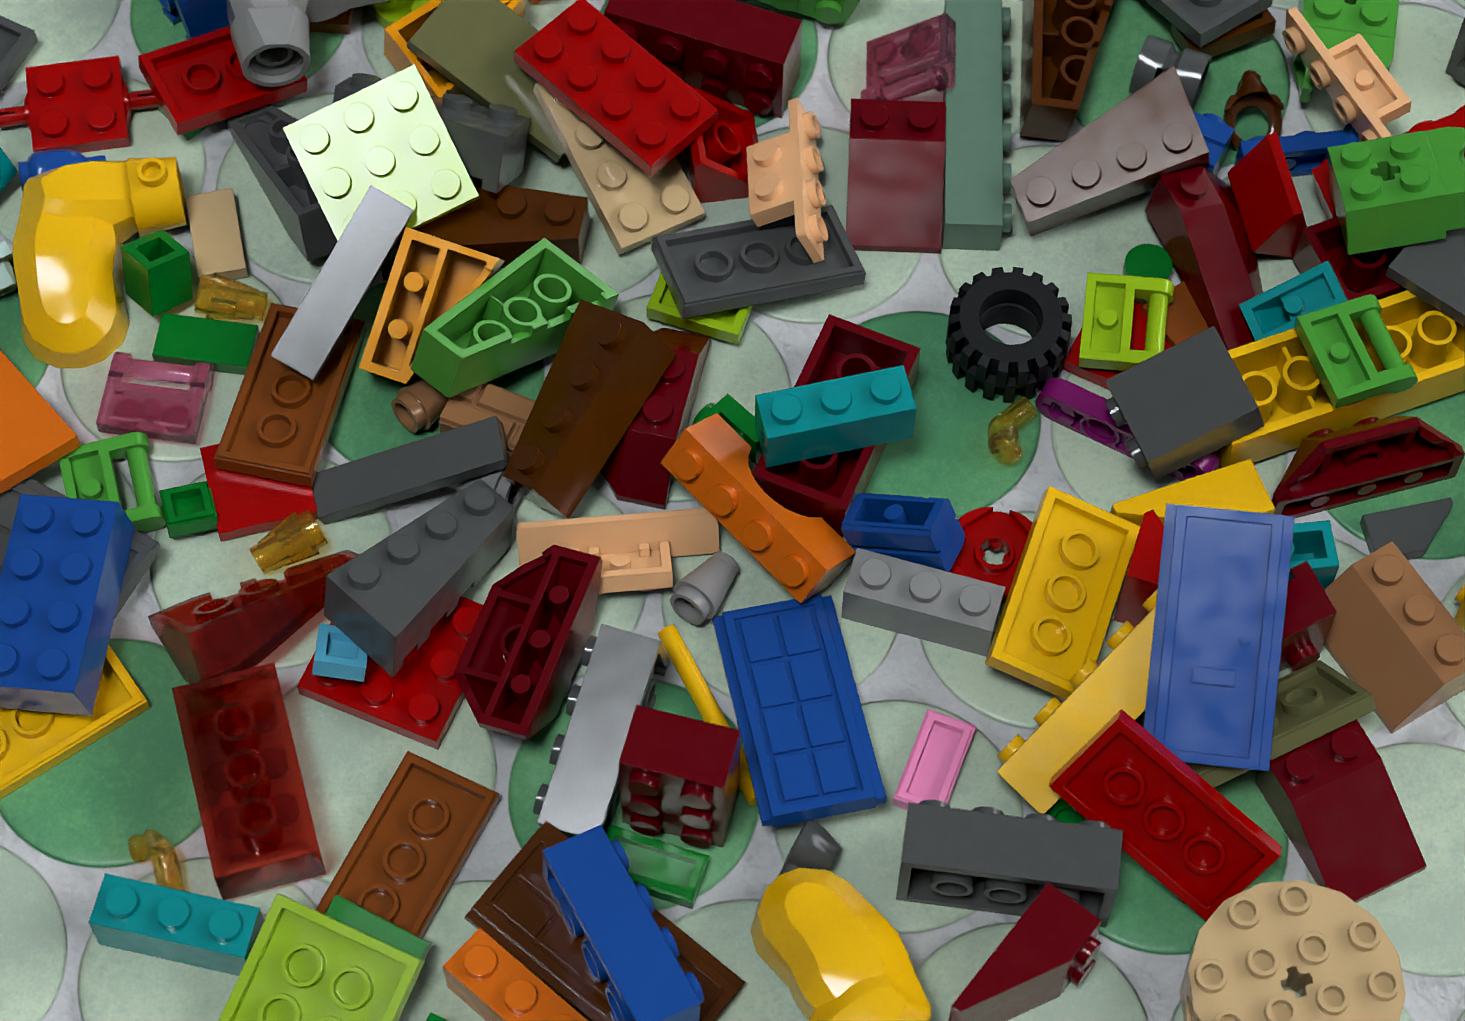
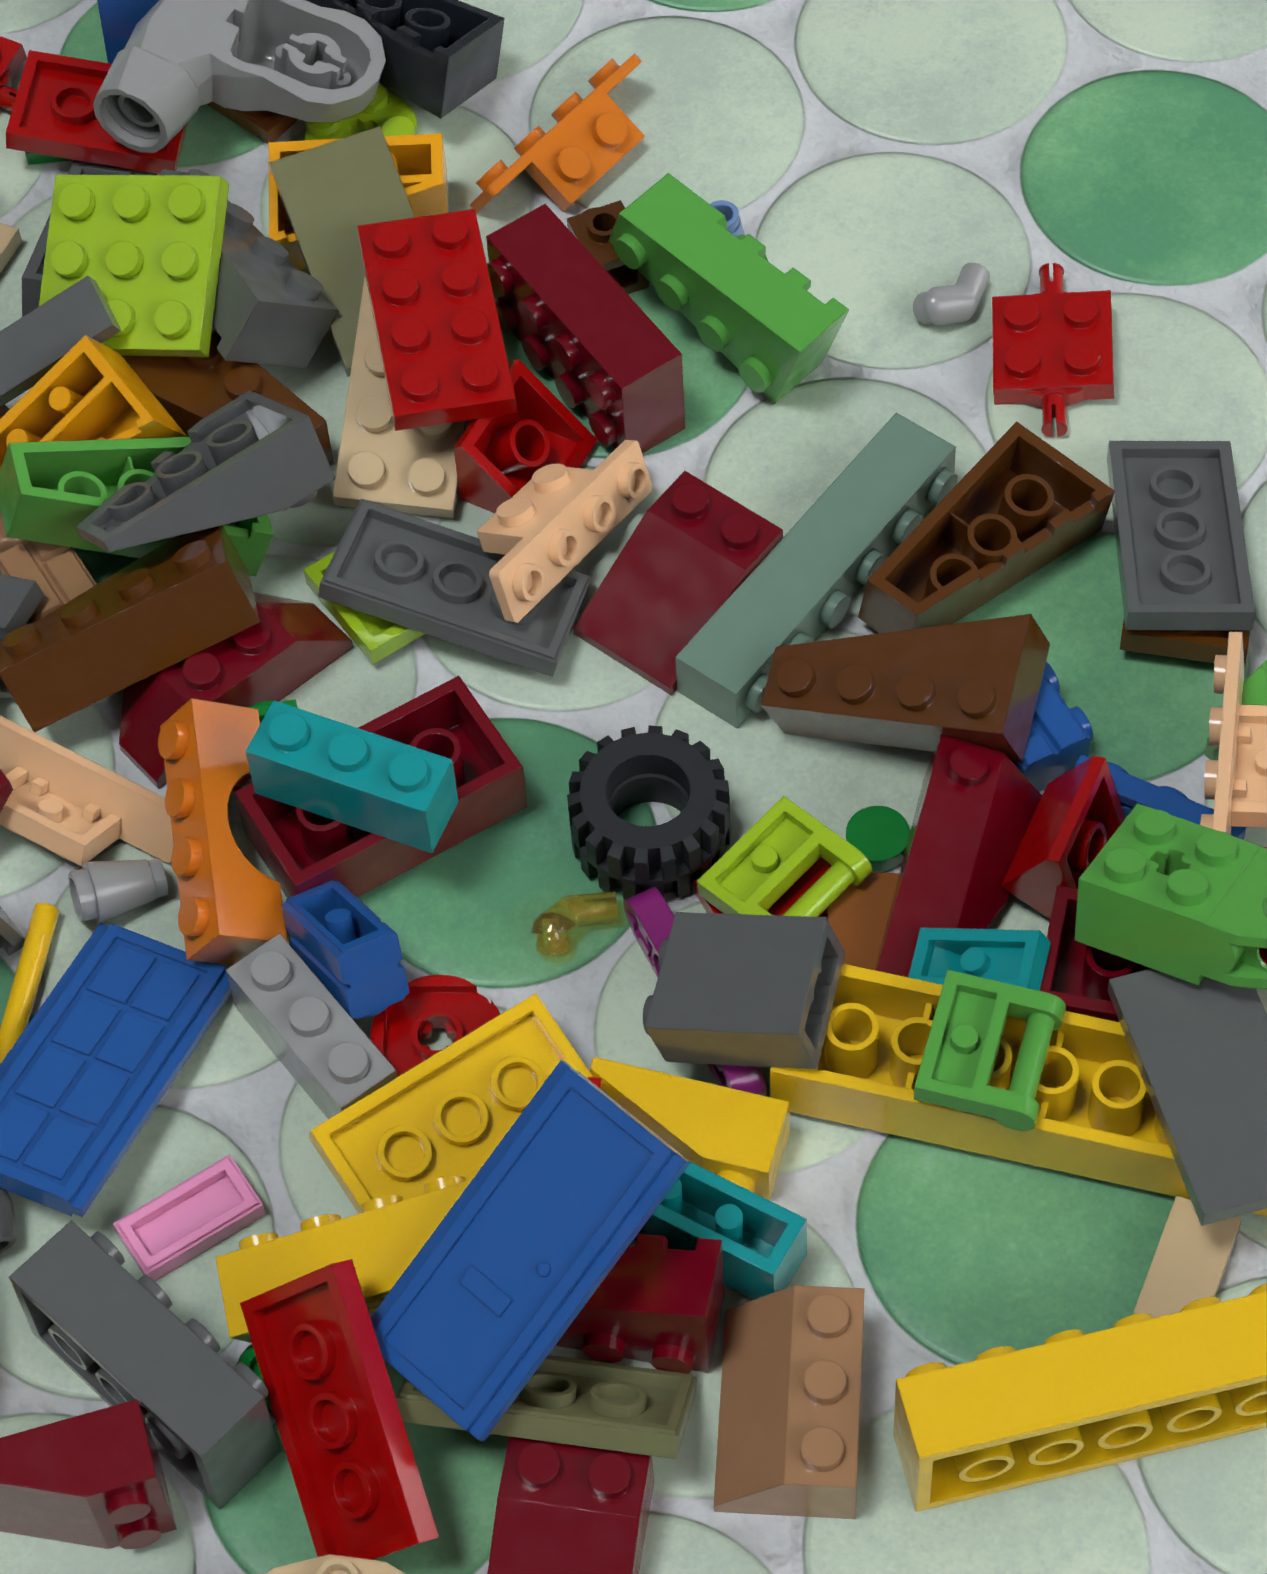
camera: 40 degrees right, 5 degrees down
(570, 266) = (239, 466): none -> dark grey wedge
(912, 60) = (795, 471): clear pink plate -> none
(1161, 54) = (1083, 647): dark grey wheel -> none
(1253, 93) = (1147, 713): reddish brown piece -> none
(1364, 464) = (917, 1189): dark red wedge -> none
(1408, 527) = (921, 1298): dark grey tile -> none

